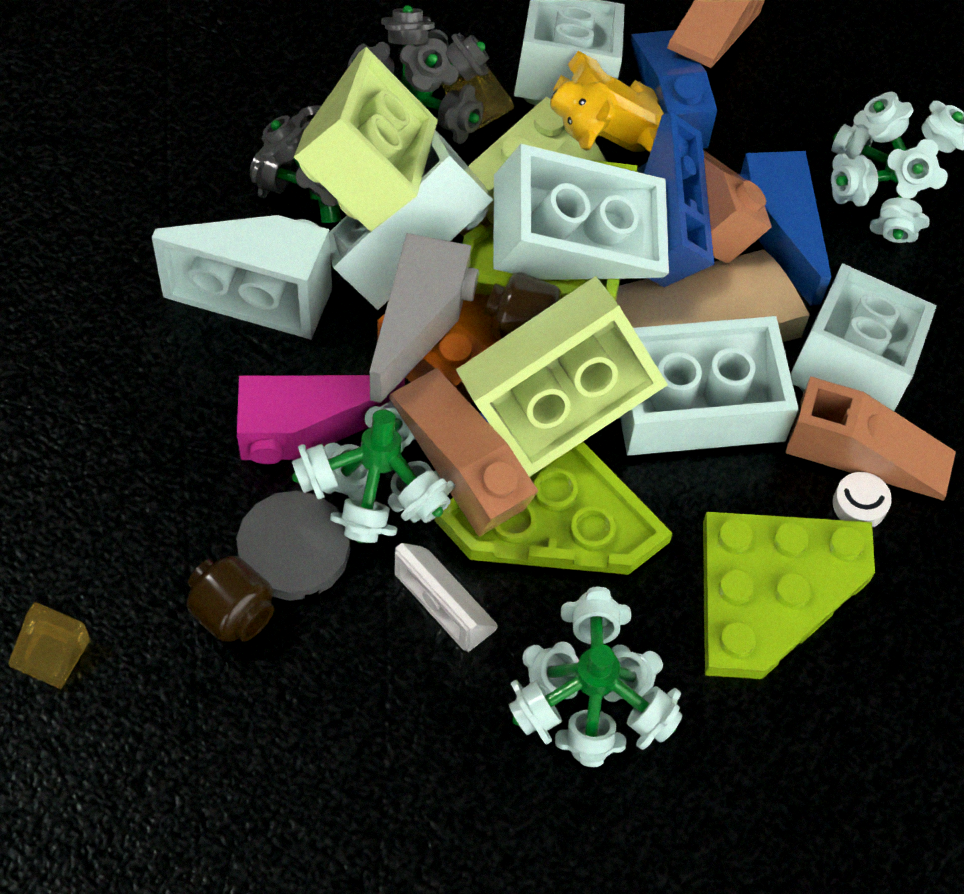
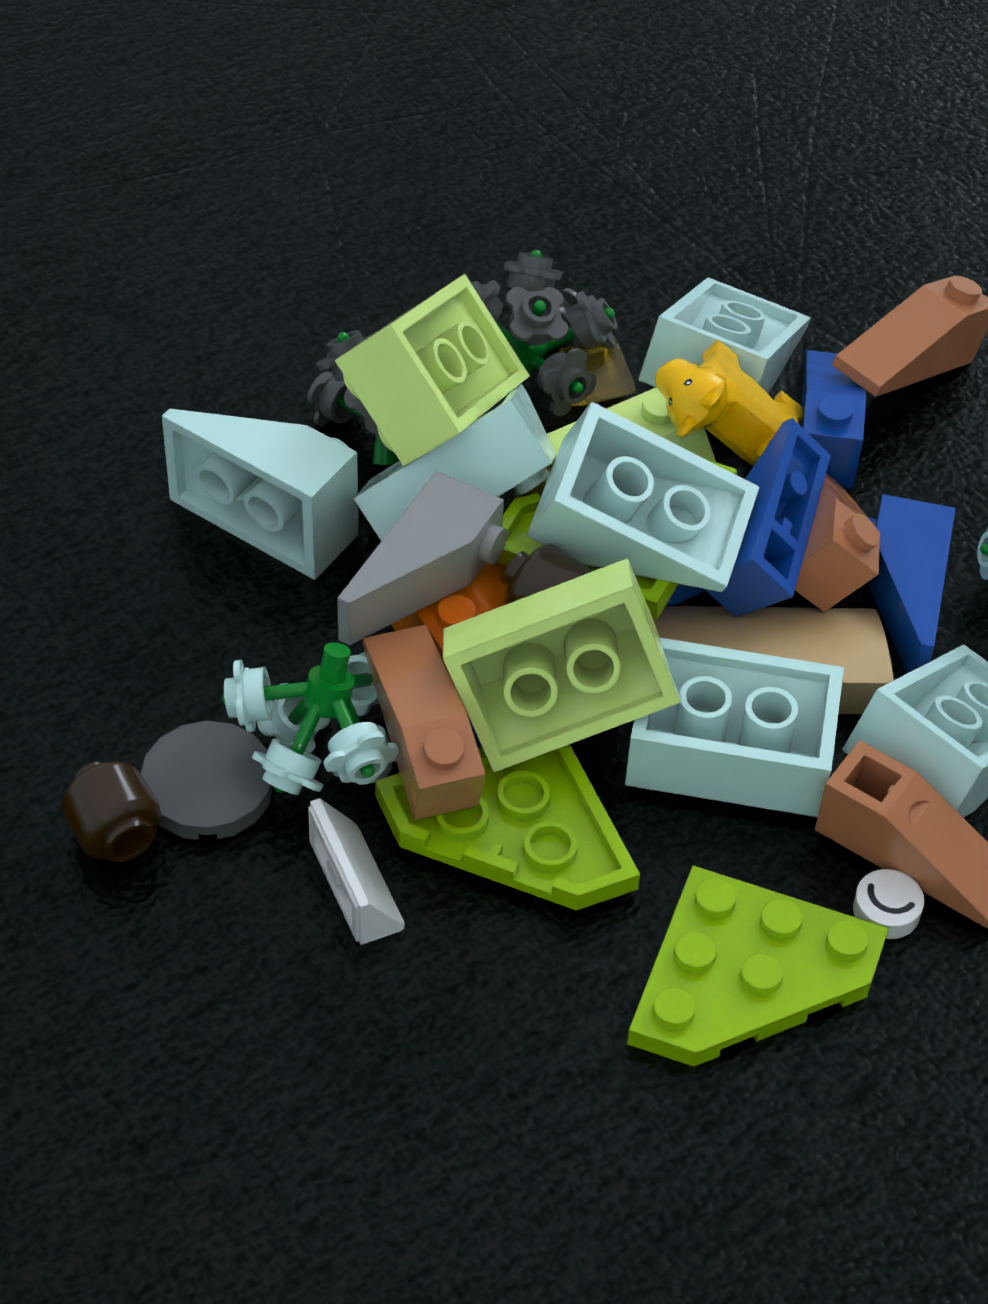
camera: 20 degrees right, 10 degrees down
(298, 410) = (260, 634): dark pink slope -> none
(598, 673) = (475, 986): light aqua plant -> none

